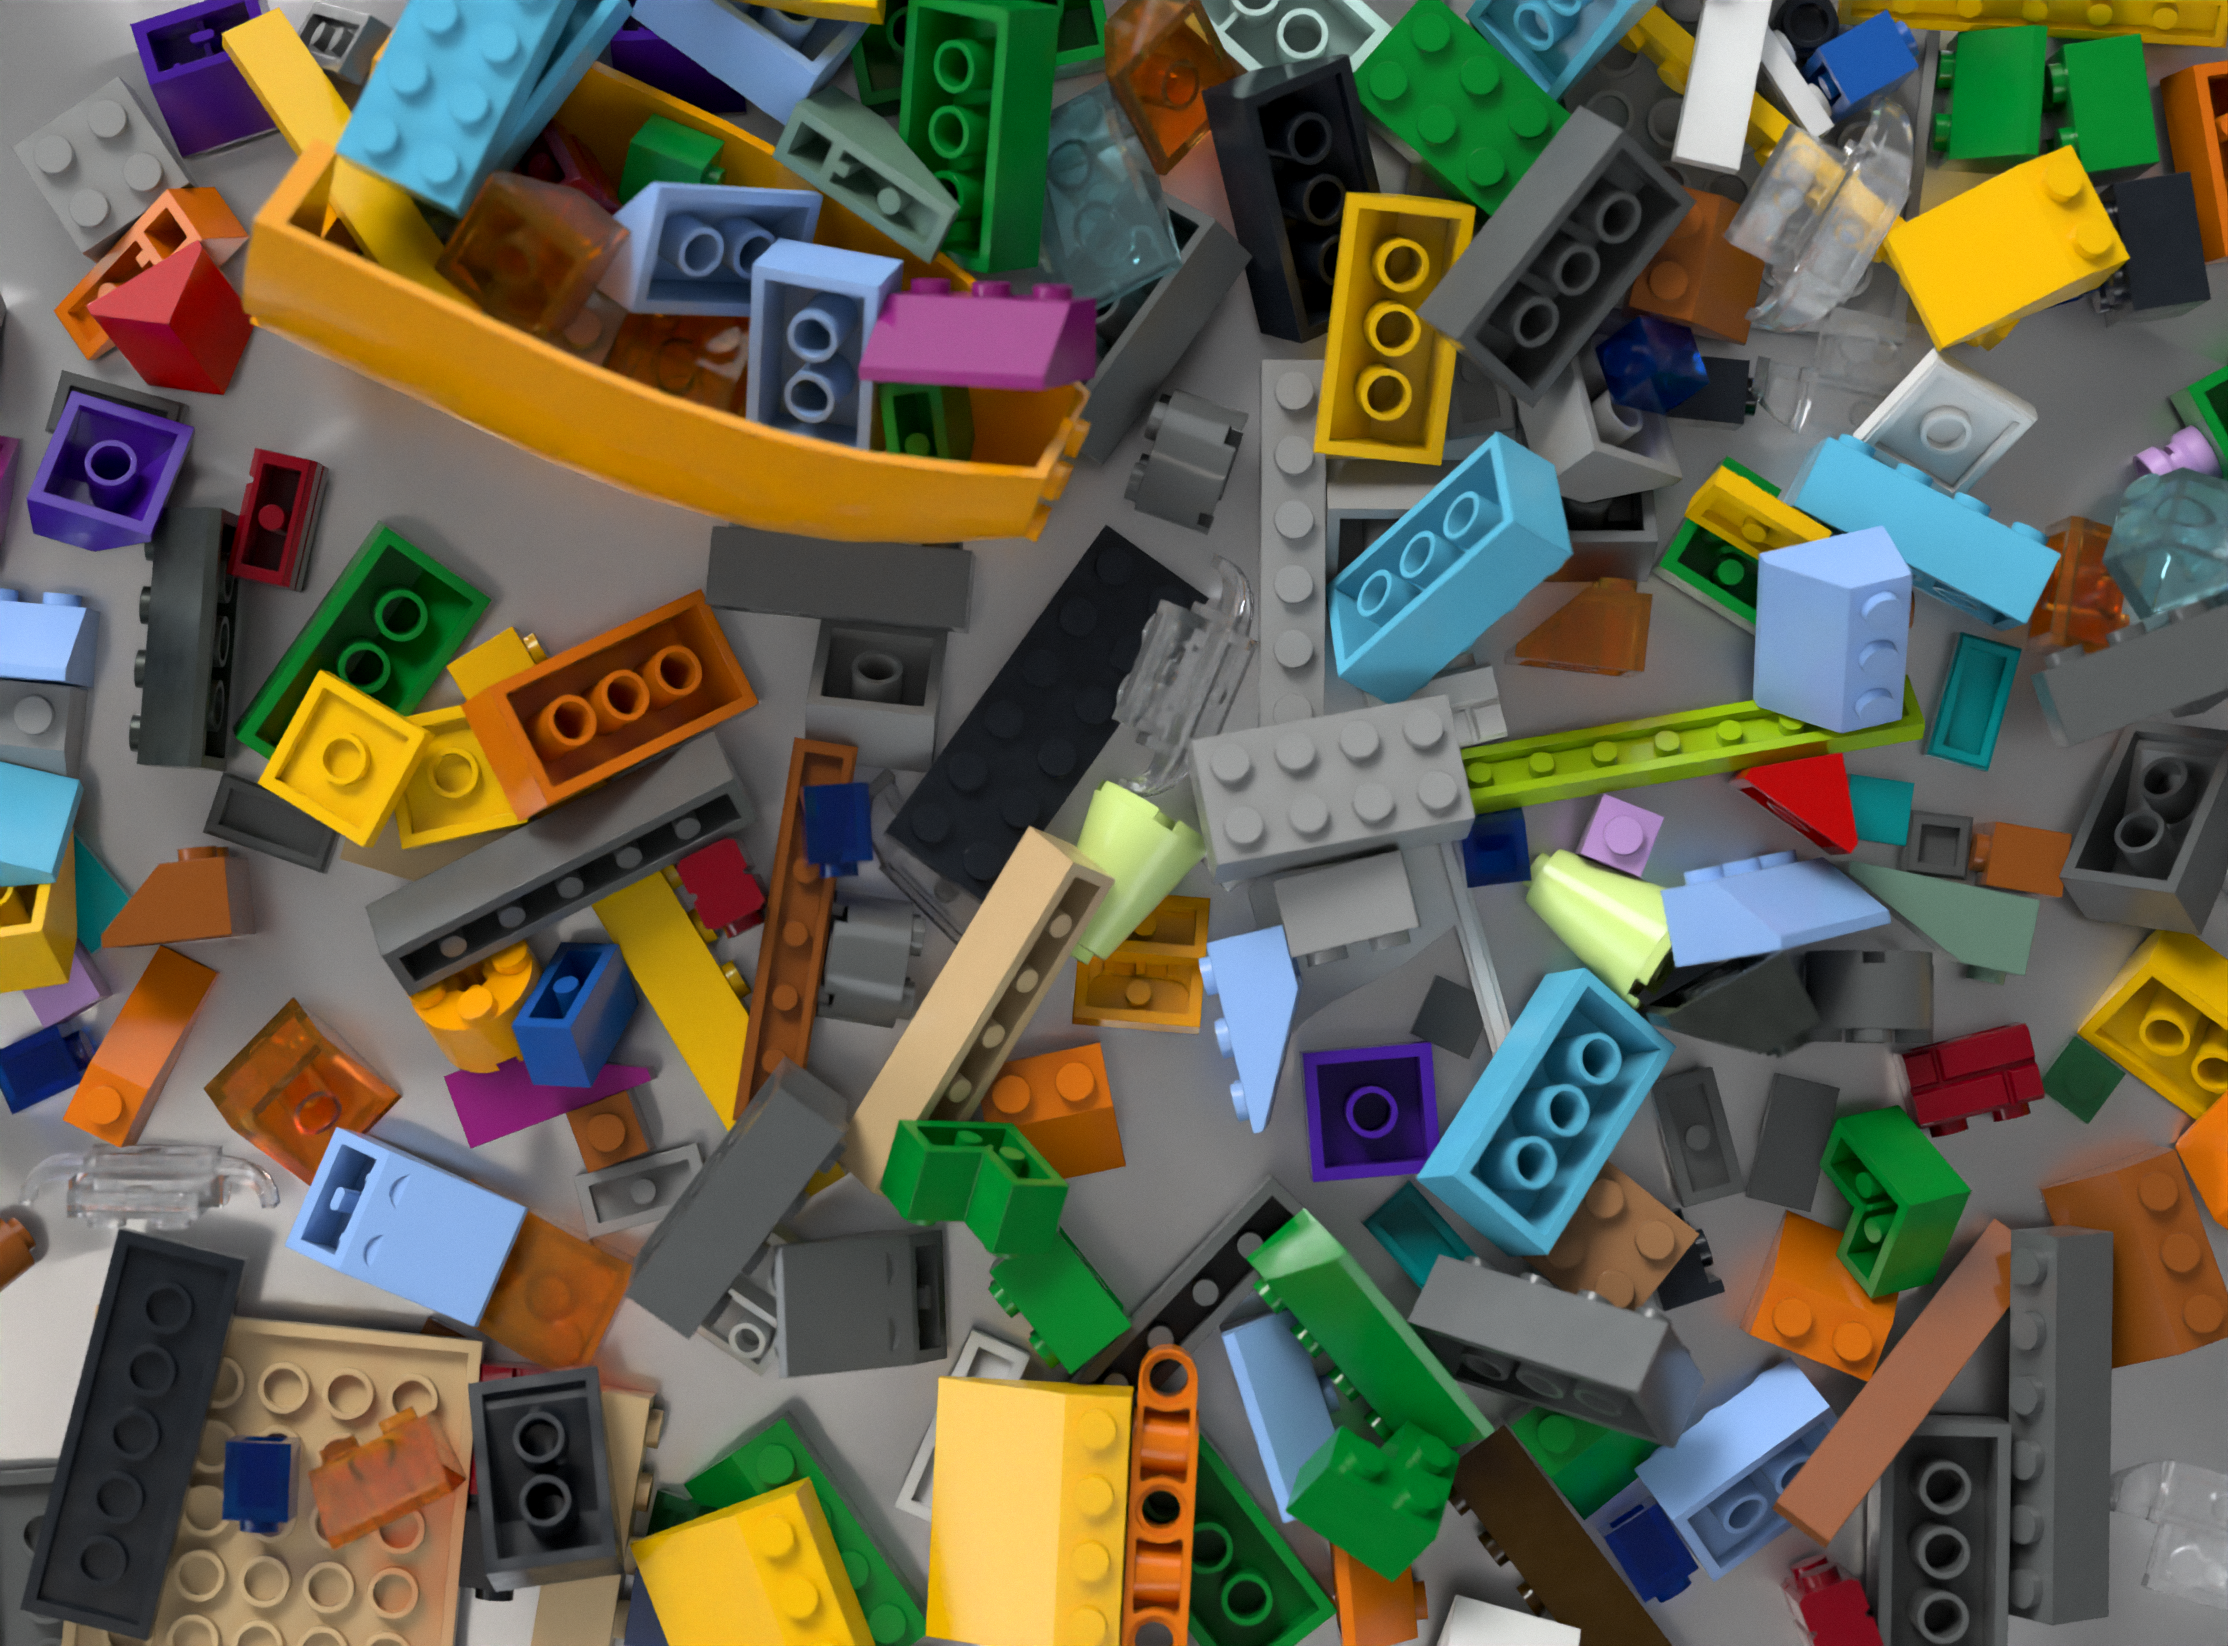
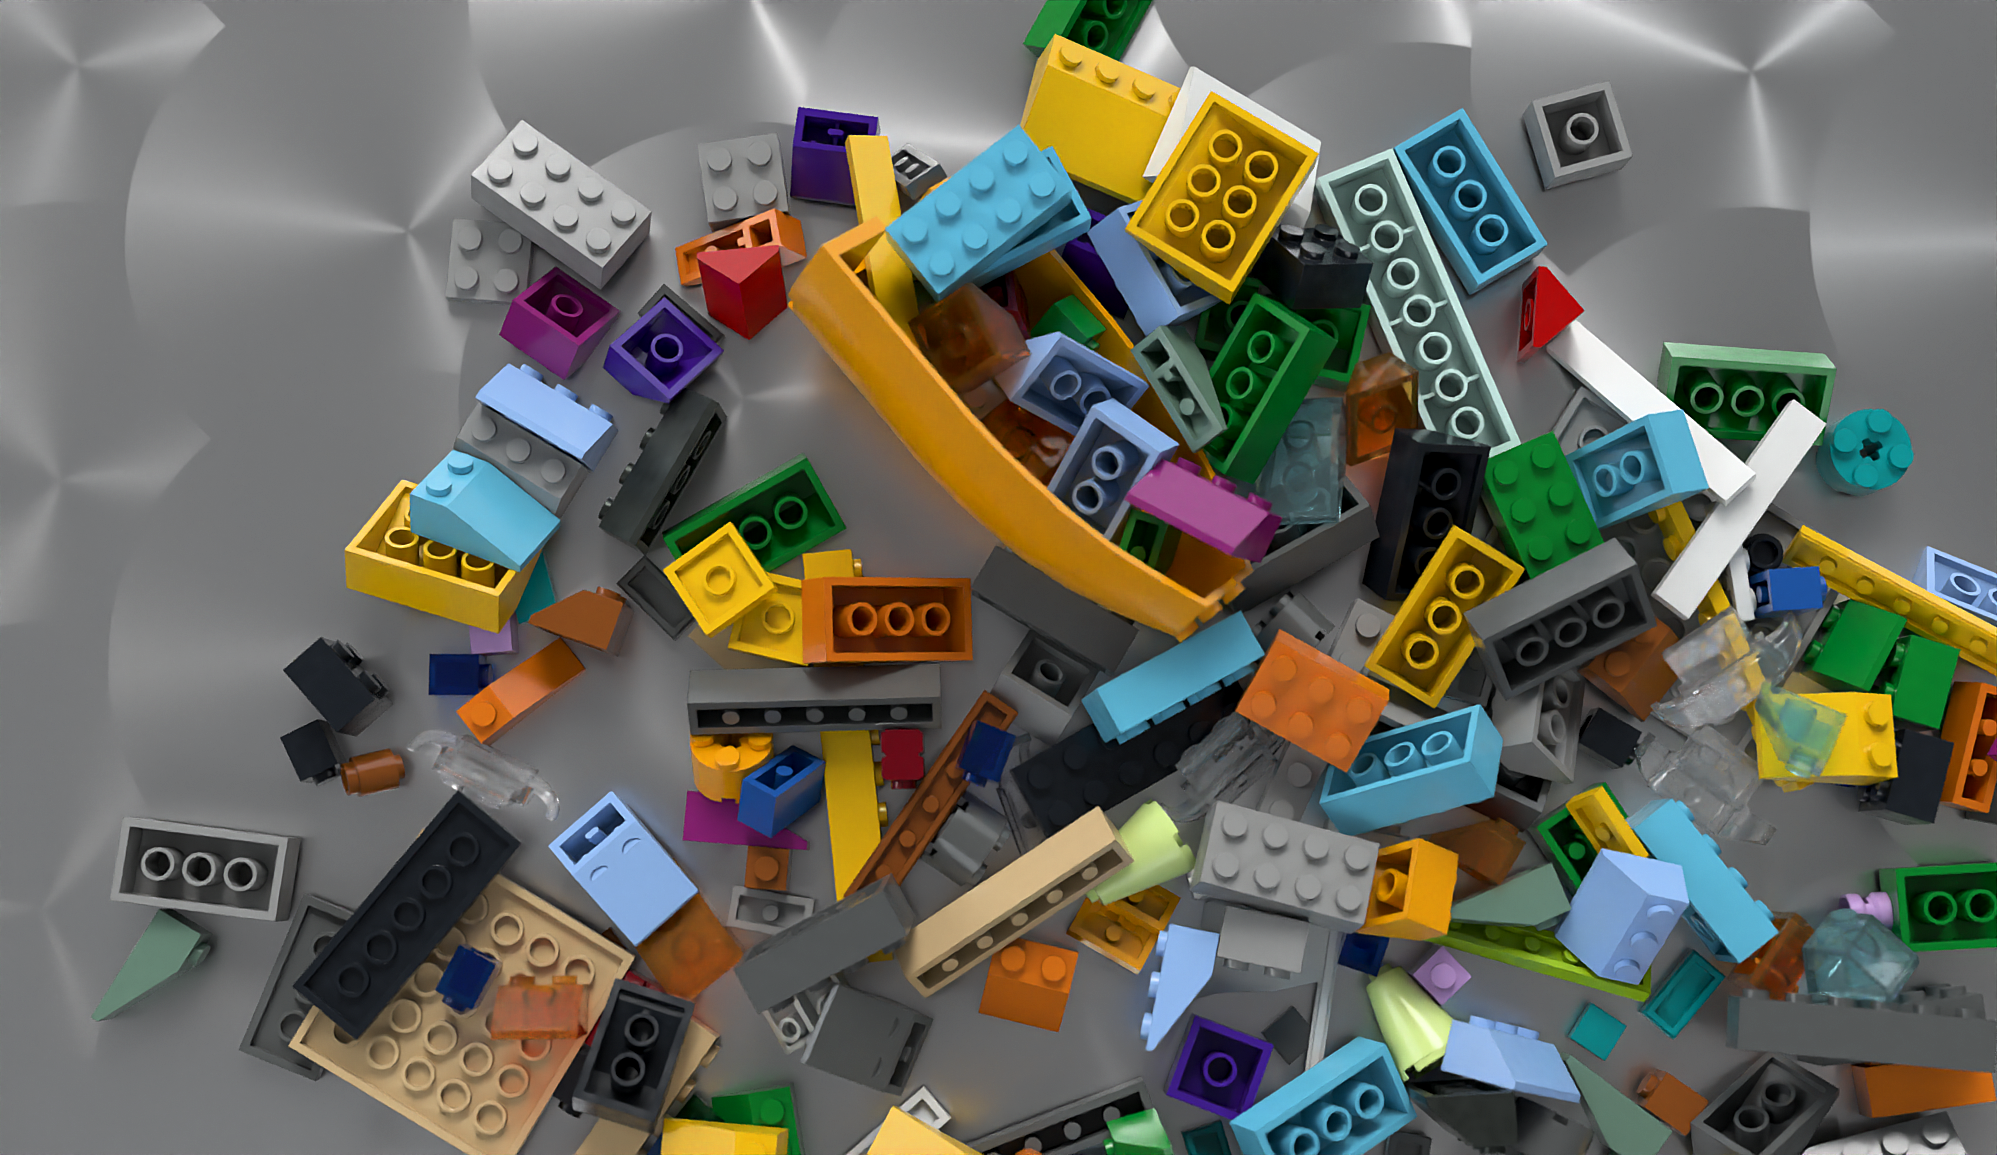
camera: 25 degrees right, 5 degrees down
(277, 520) = (745, 425): dark red brick -> none
(297, 1087) = (599, 757): clear orange slope -> none
(976, 1177) = (972, 999): green brick -> none
(1050, 594) = (1178, 674): none -> medium azure brick
(1062, 1300) = (985, 1091): green brick -> none
(1261, 536) = (1313, 700): none -> orange brick
(1521, 739) = (1411, 891): none -> light orange slope
(1651, 365) = (1584, 708): clear blue brick -> none
(1682, 681) = (1520, 901): none -> sand green slope
(1806, 796) = (1561, 1005): red slope -> none
(1937, 845) = (1624, 1069): dark grey tile -> none
(1947, 423) = (1743, 822): white tile -> none
(1959, 256) = (1798, 729): none -> clear light blue slope

